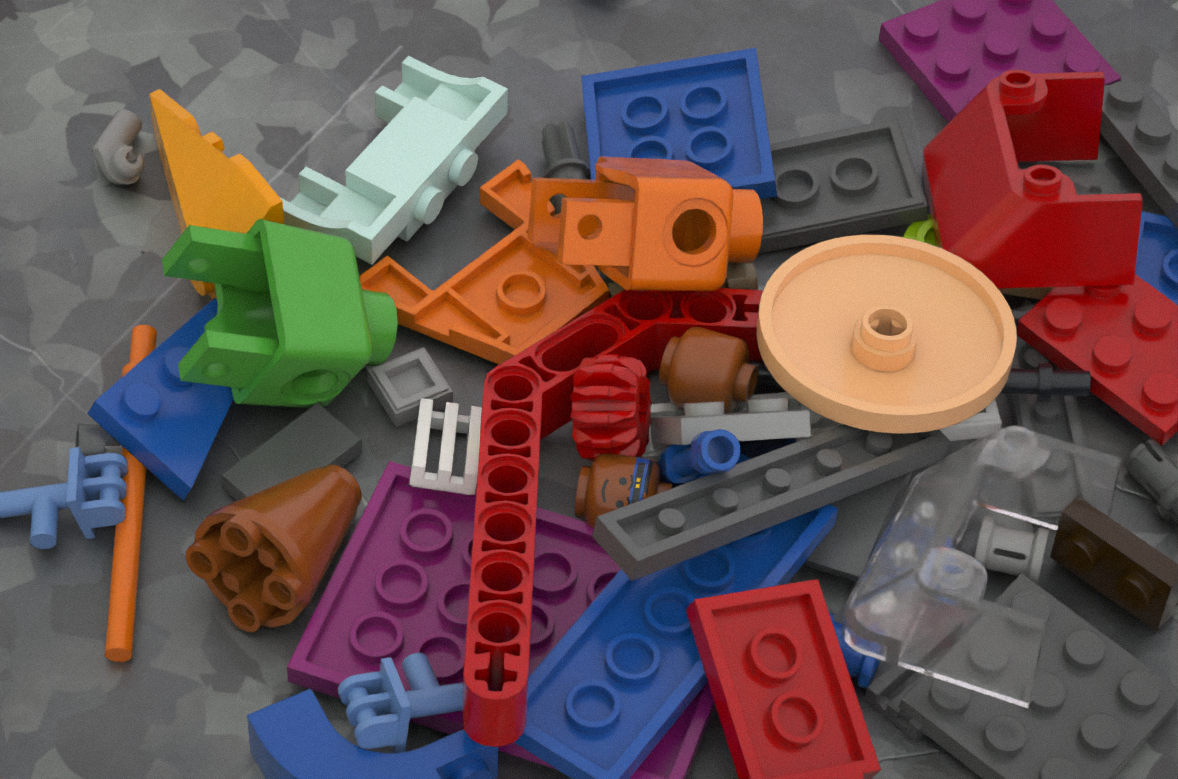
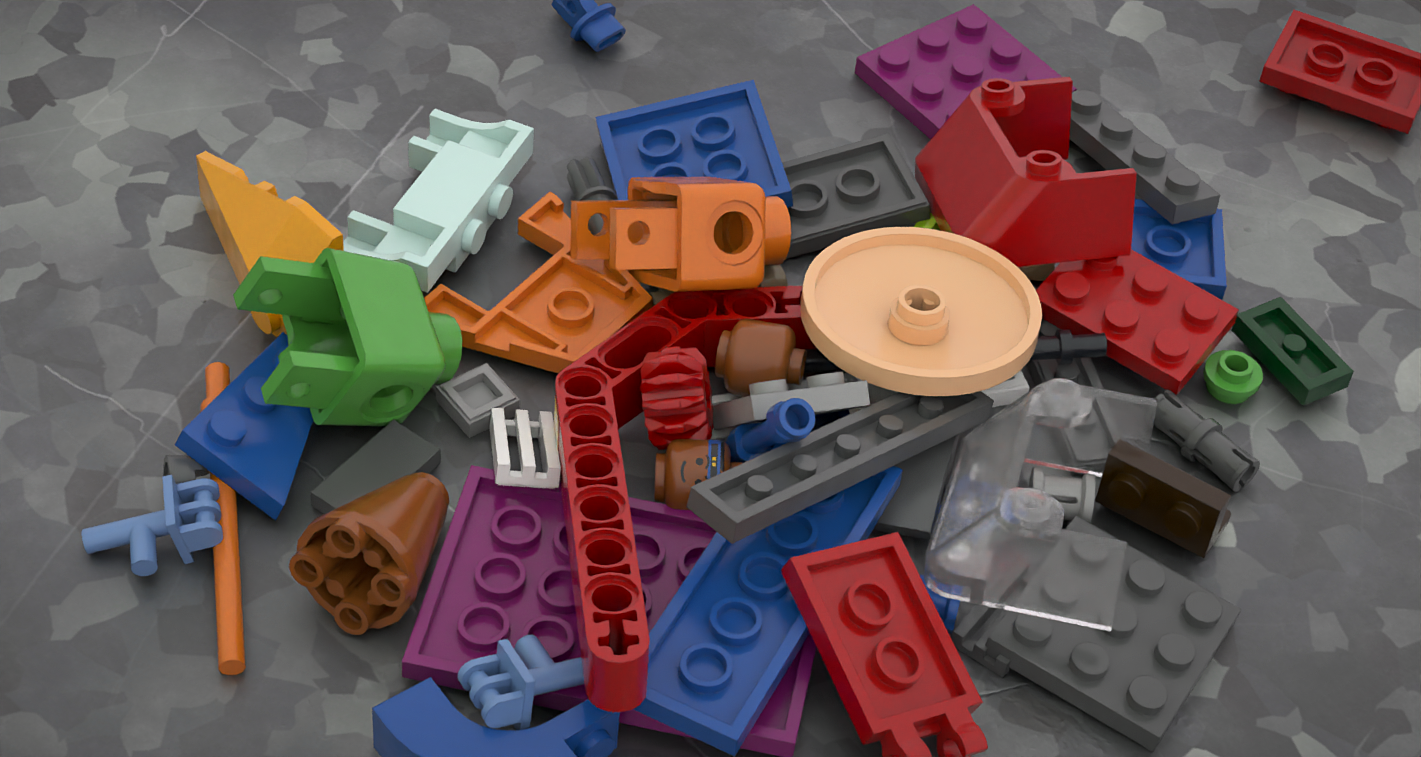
camera: 10 degrees left, 5 degrees down
(114, 150) = (167, 213): light grey arm -> none

